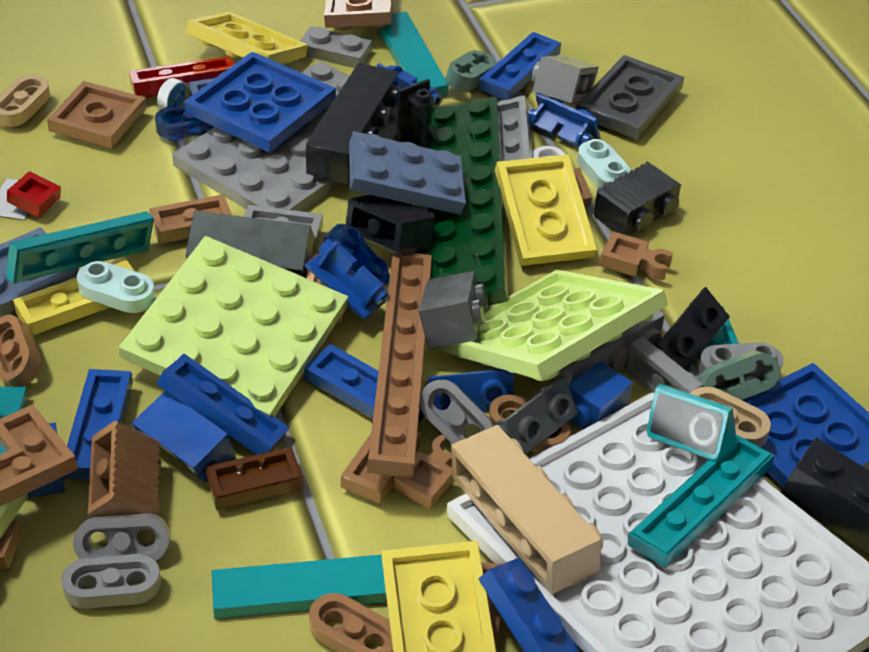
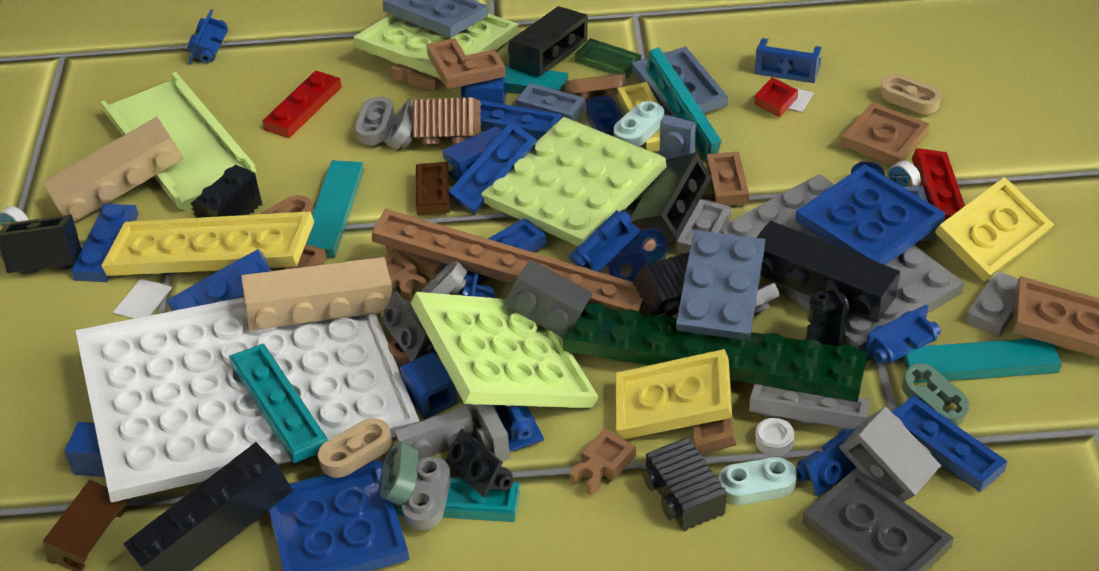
camera: 110 degrees right, 0 degrees up
(59, 388) = (551, 100): none -> sand blue plate
(87, 333) = (603, 114): none -> clear blue plate
(166, 237) = (676, 137): none -> sand blue plate
(692, 423) = (346, 408): slope -> none

